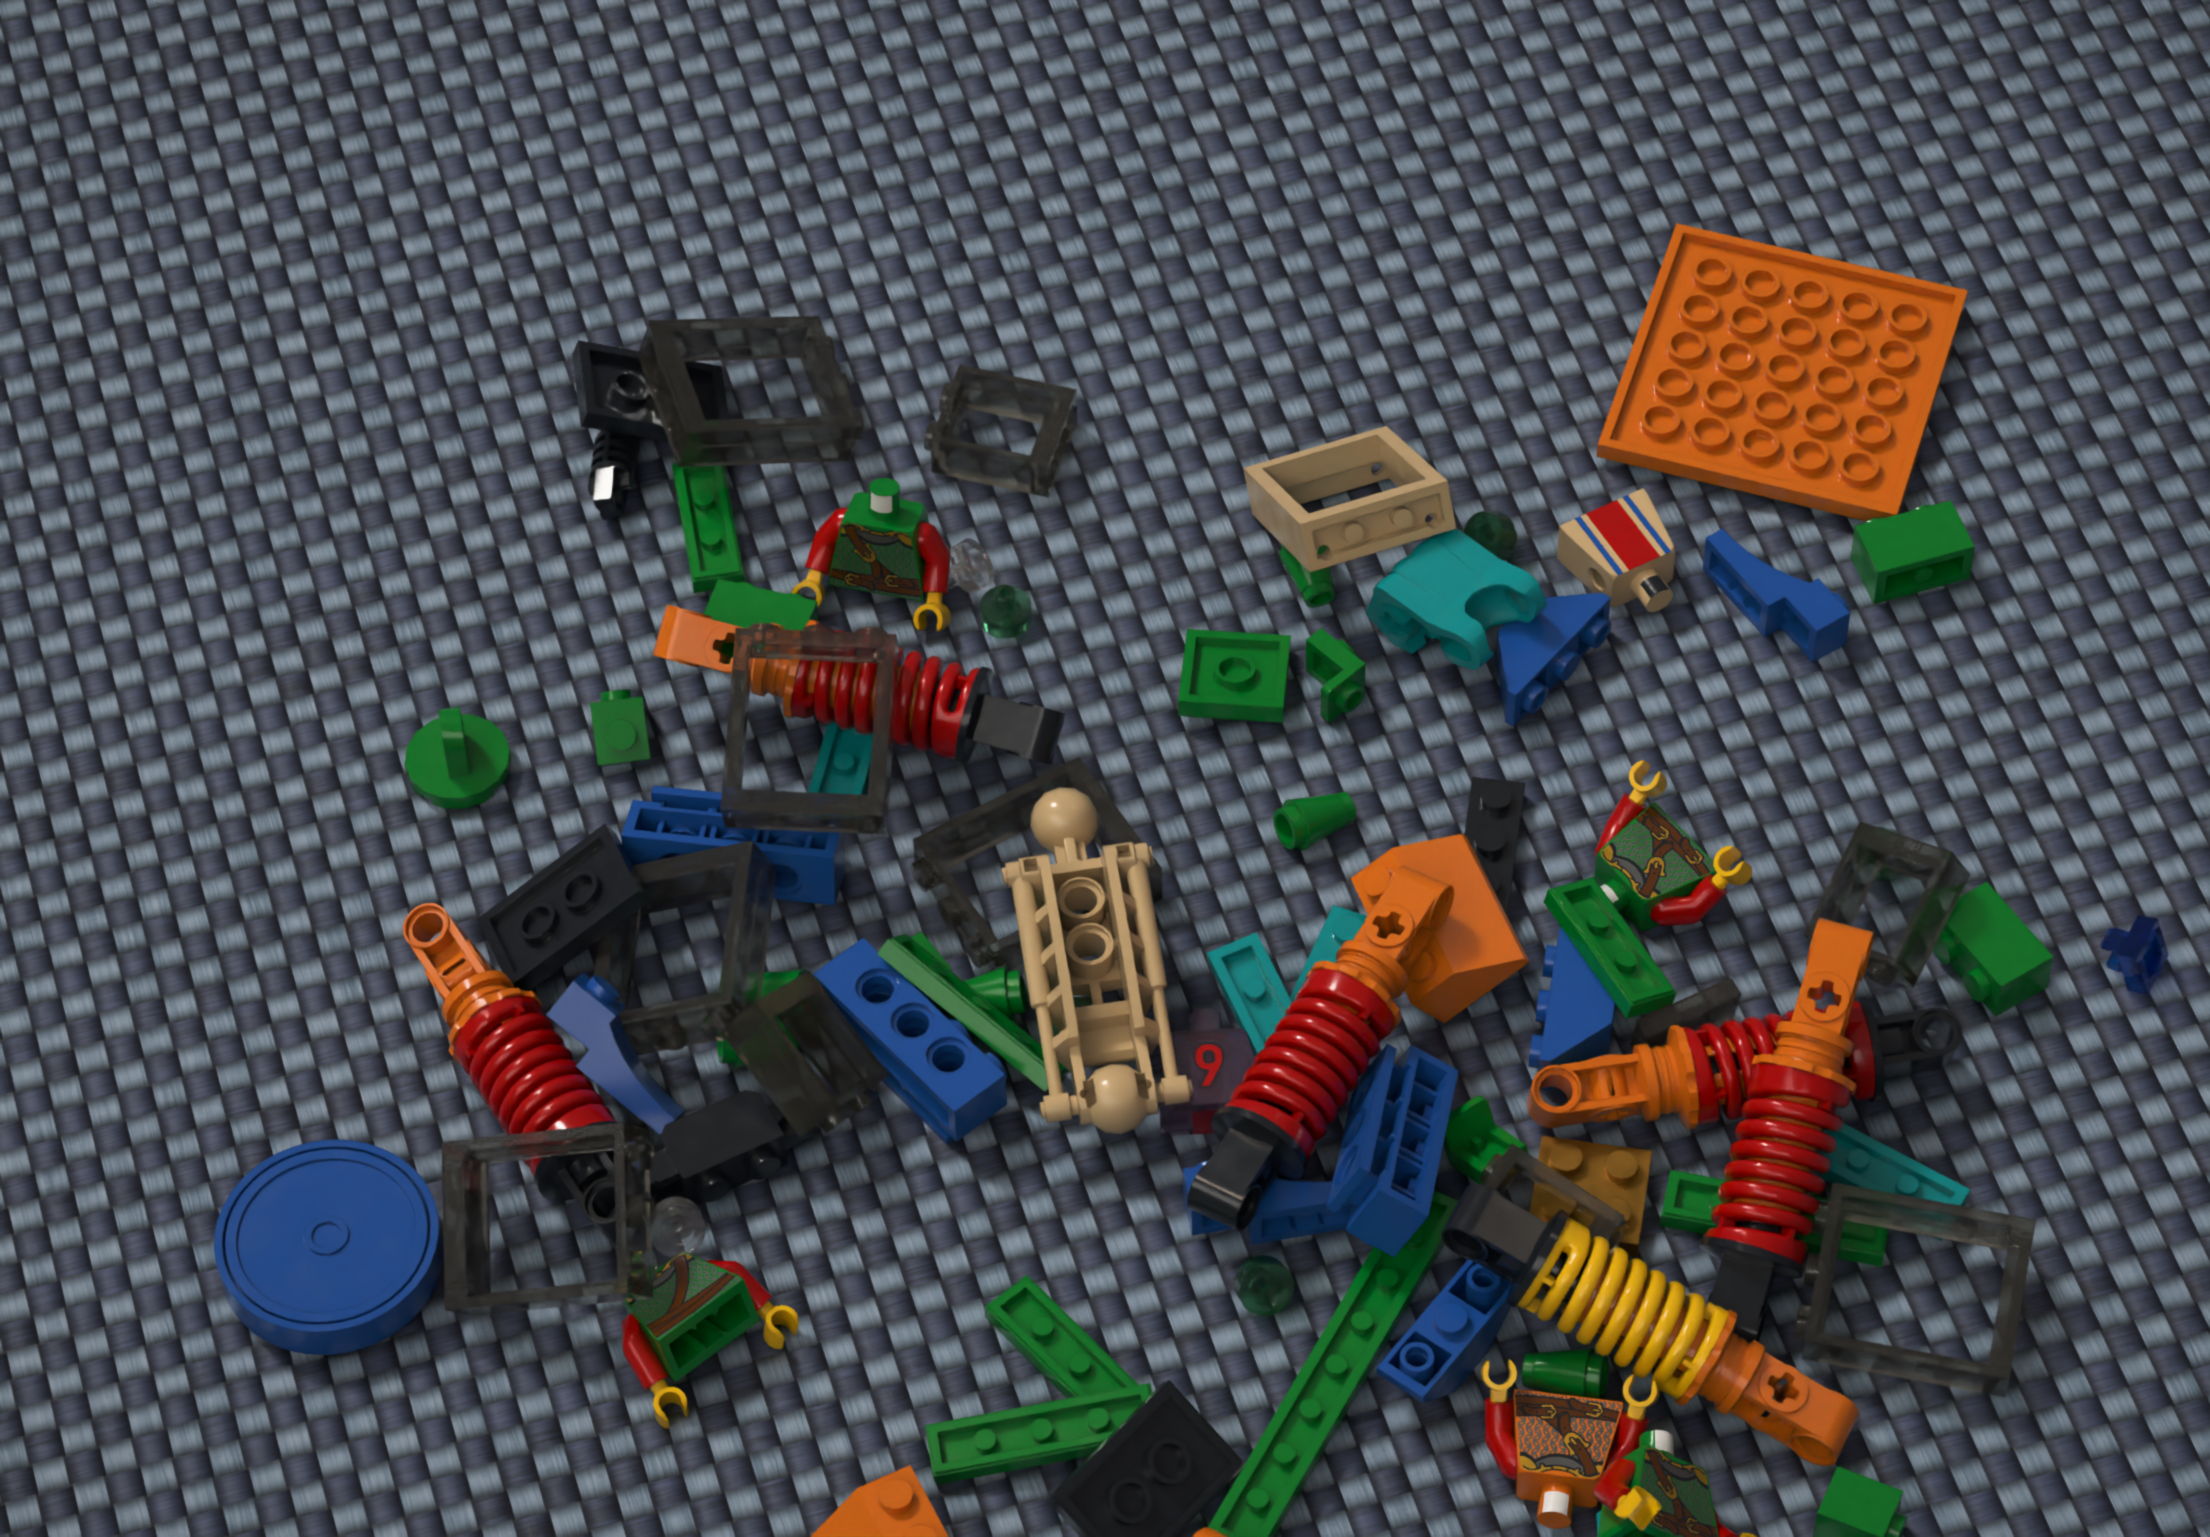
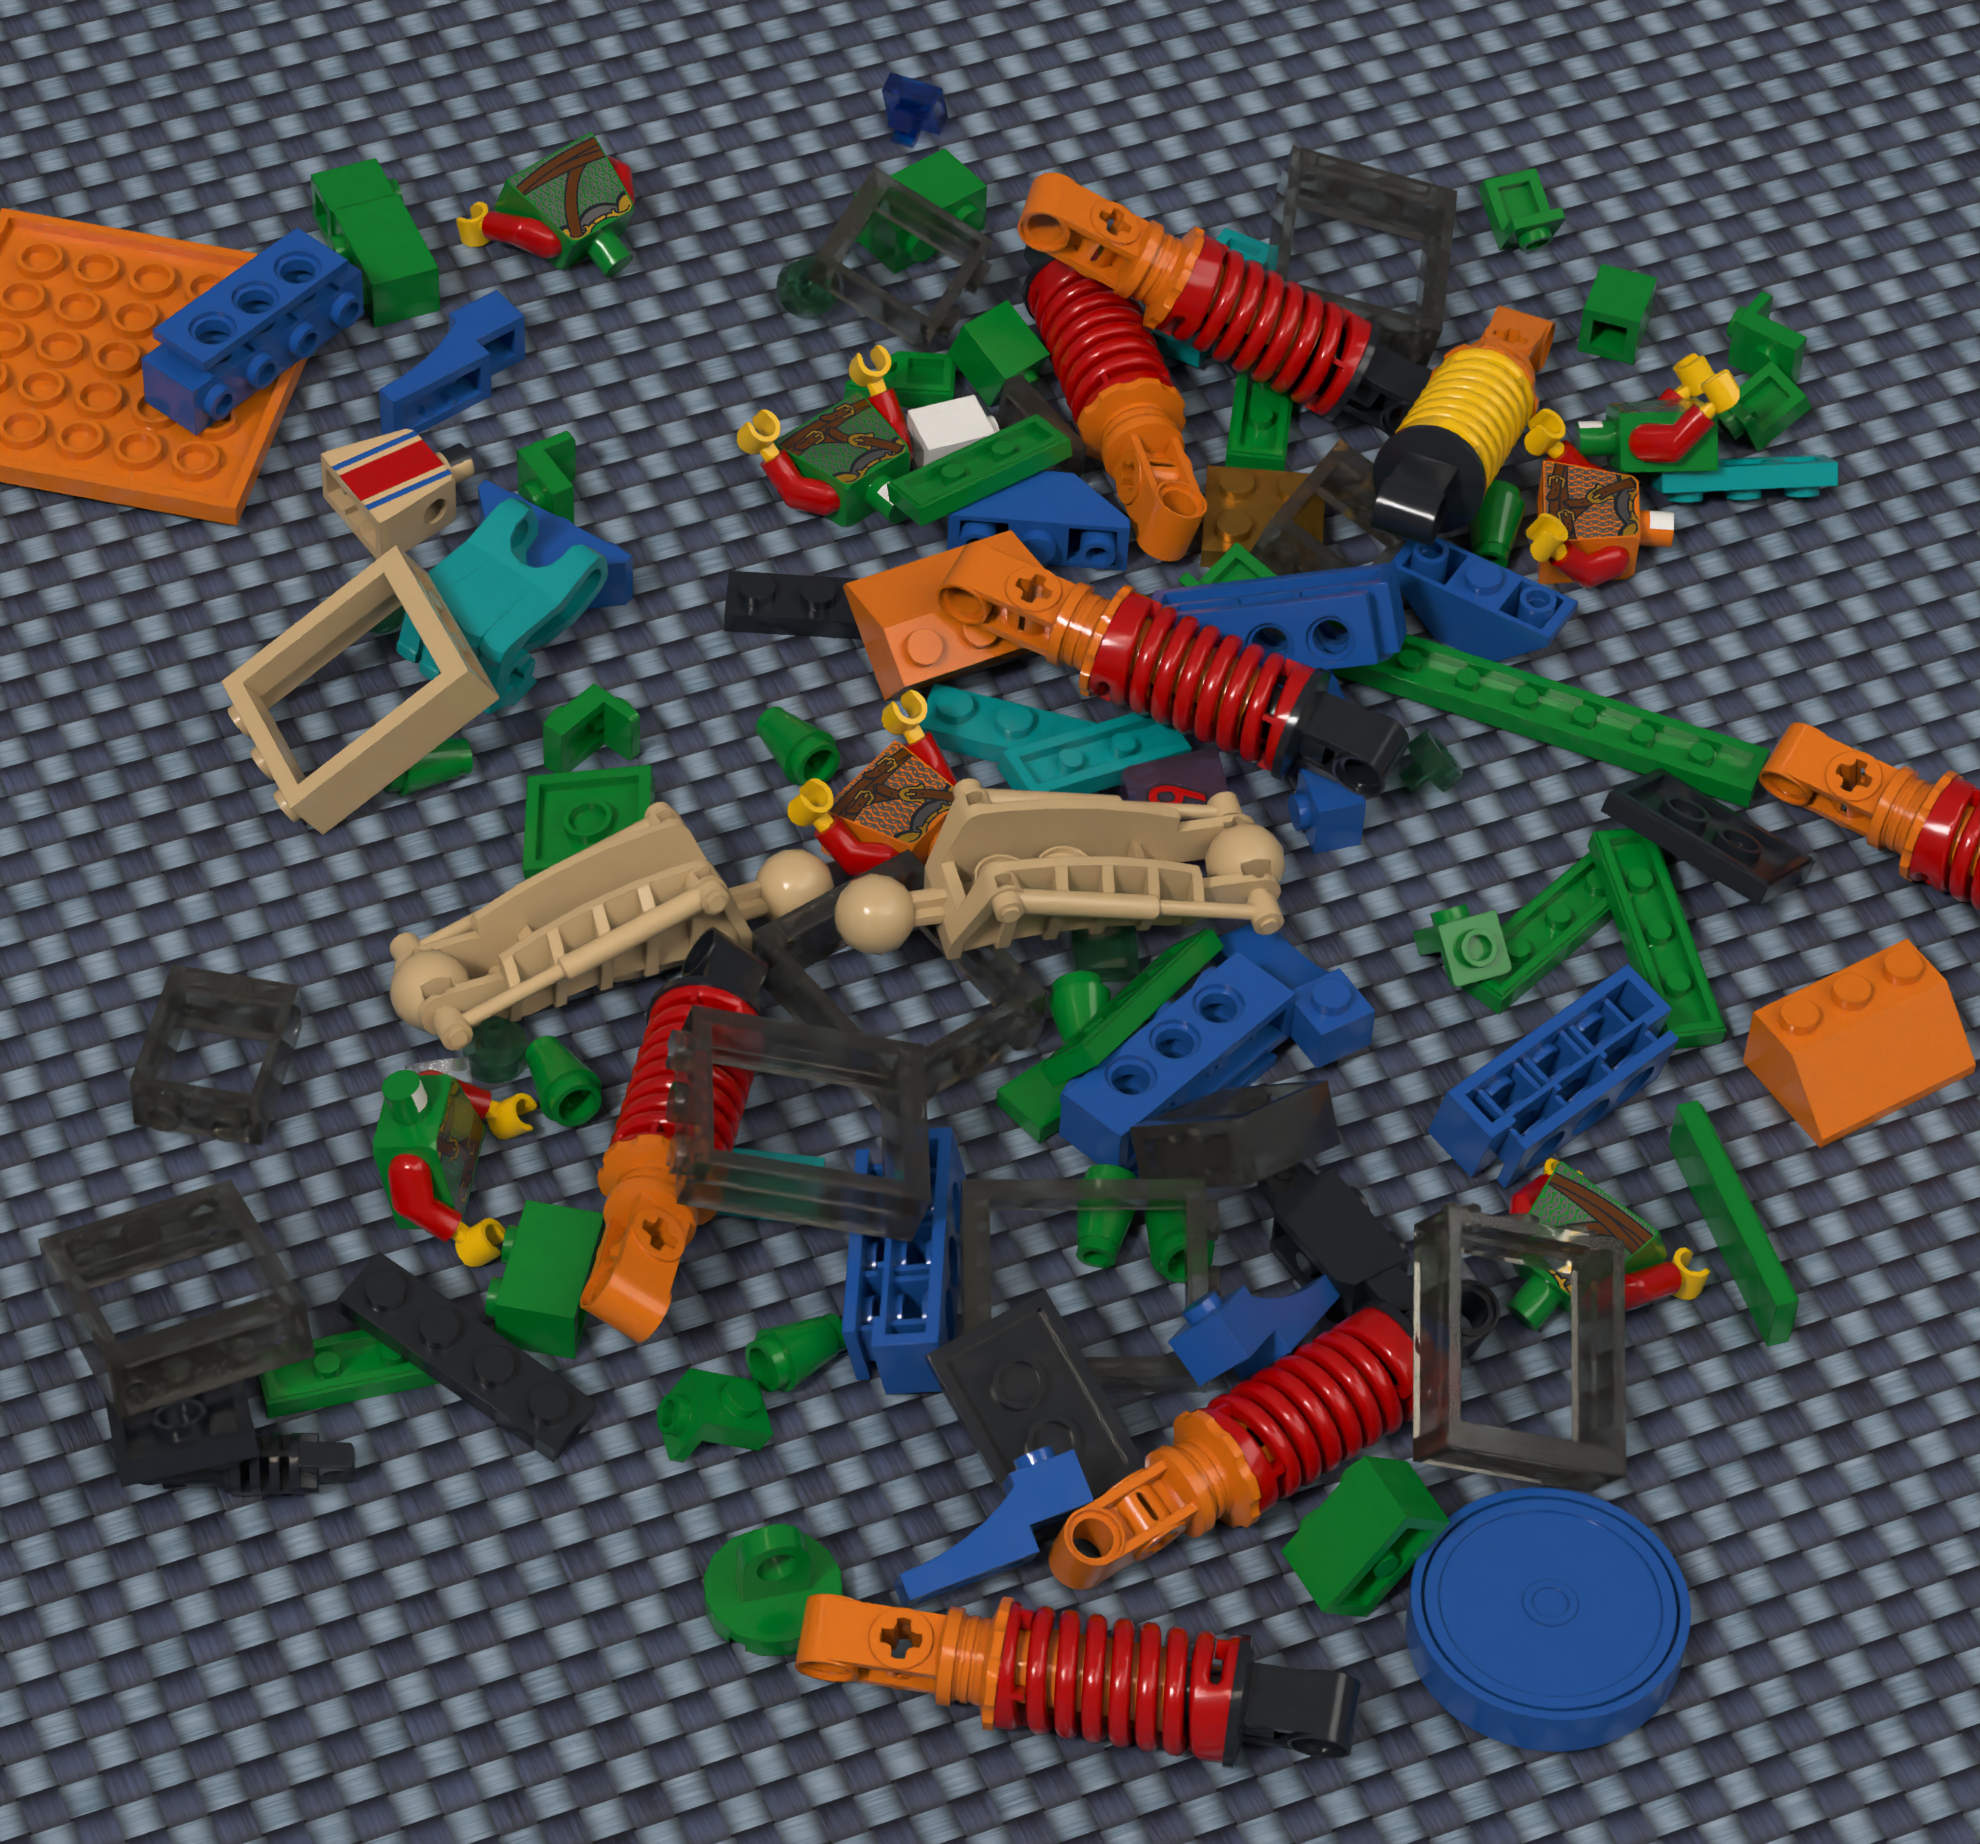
camera: 100 degrees left, 5 degrees down
(316, 927) = (1087, 1681): none -> piece
(409, 1111) = (1365, 1536): none -> green brick
(474, 898) = (1038, 1494): none -> blue slope
(666, 767) = (793, 1351): none -> green cone
(691, 570) = (466, 1356): none -> black plate
(711, 1442) = (1733, 1223): none -> green tile
(870, 1300) = (1557, 1079): none -> blue brick
(962, 643) = (563, 1084): none -> green cone
(998, 1150) = (1328, 1009): none -> blue slope
(1043, 1272) = (1468, 944): none -> green bracket
(1107, 662) = (588, 922): none -> tan piece
(1222, 877) = (890, 804): none -> torso
(1629, 653) = (547, 473): none -> green bracket
(1679, 948) = (947, 428): none -> white brick
(1776, 938) = (916, 379): none -> green tile
(1777, 983) = (997, 349): none -> green brick
(1786, 437) = (250, 330): none -> blue brick
(1980, 680) = (562, 209): none -> torso
(1990, 528) = (348, 187): none -> green brick
(2007, 1451) = (1520, 211): none -> green bracket

